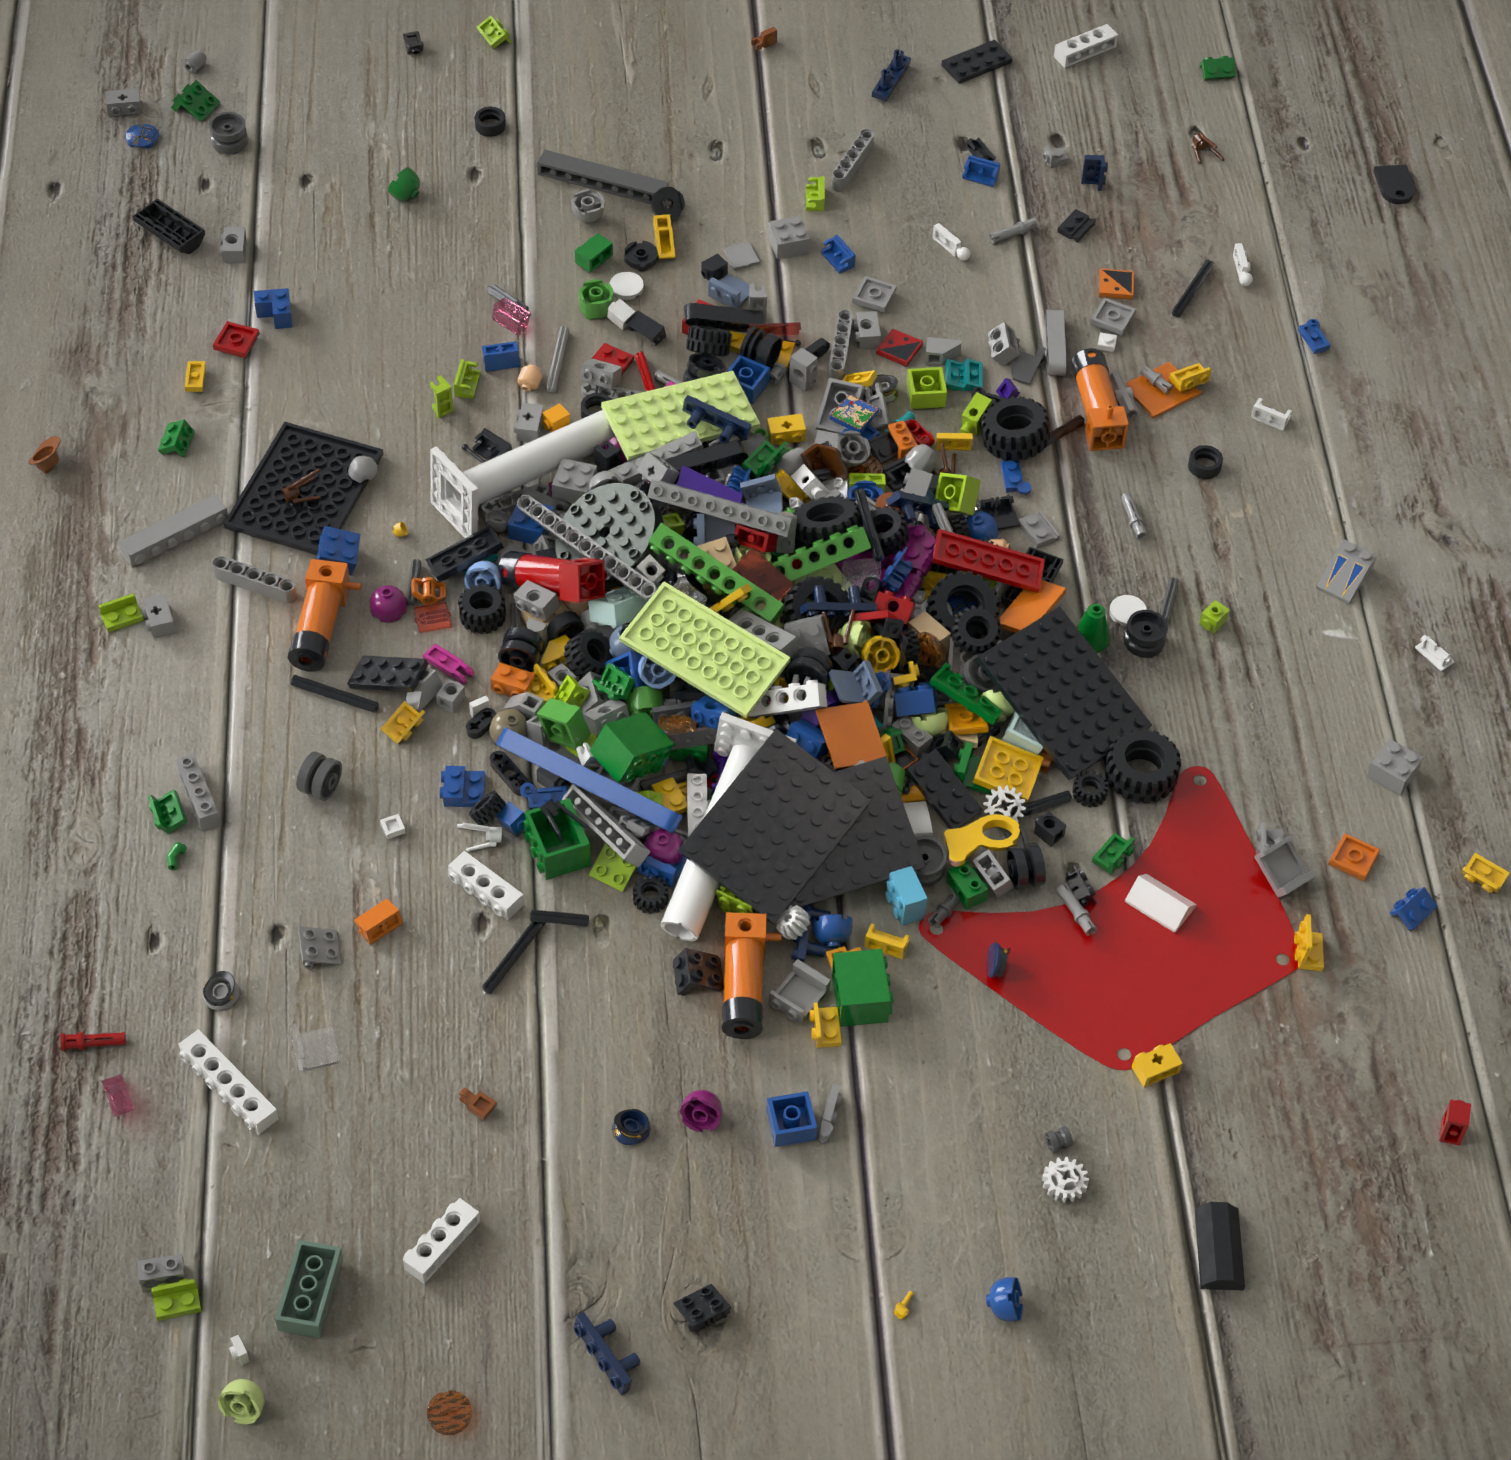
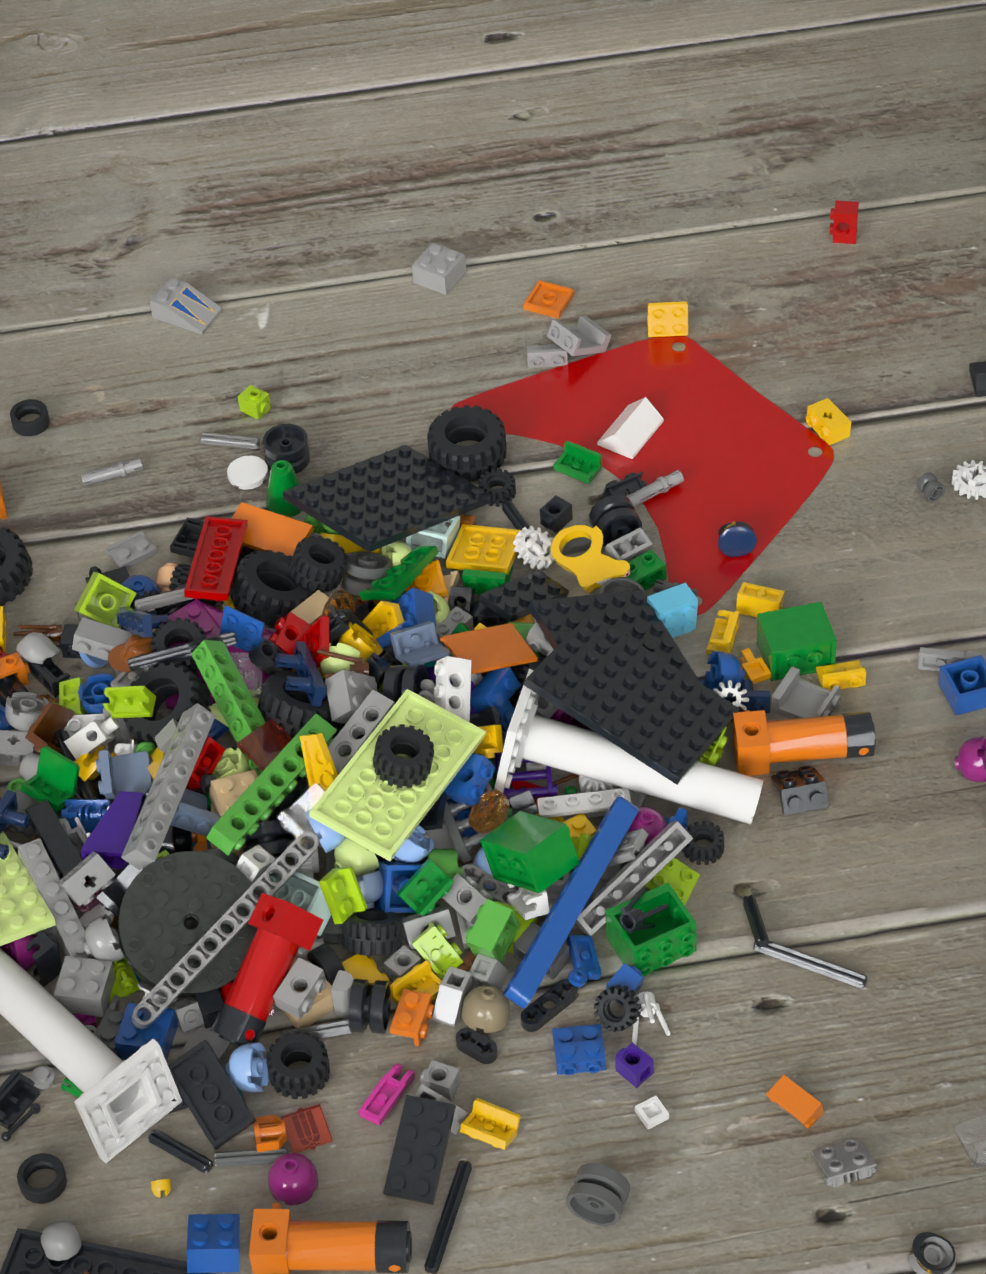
camera: 90 degrees left, 5 degrees down
(414, 455) = (35, 1163): none -> black tyre
(428, 542) = (180, 1151): none -> black axle
(431, 821) = (636, 1073): none -> dark purple brick
(478, 705) = (455, 1047): white tile -> none
(482, 876) = (738, 971): white brick -> none
(607, 619) = (342, 894): none -> lime bracket
(704, 629) = (399, 770): none -> black tyre
(826, 495) = (129, 702): none -> lime hinge
(922, 972) = (758, 599): none -> yellow hinge
(1013, 478) = (53, 577): blue hinge -> none
(1414, 907) = (603, 258): blue bracket -> none
(1434, 654) = (286, 247): white hinge -> none
(1485, 873) = (556, 210): yellow bracket -> none

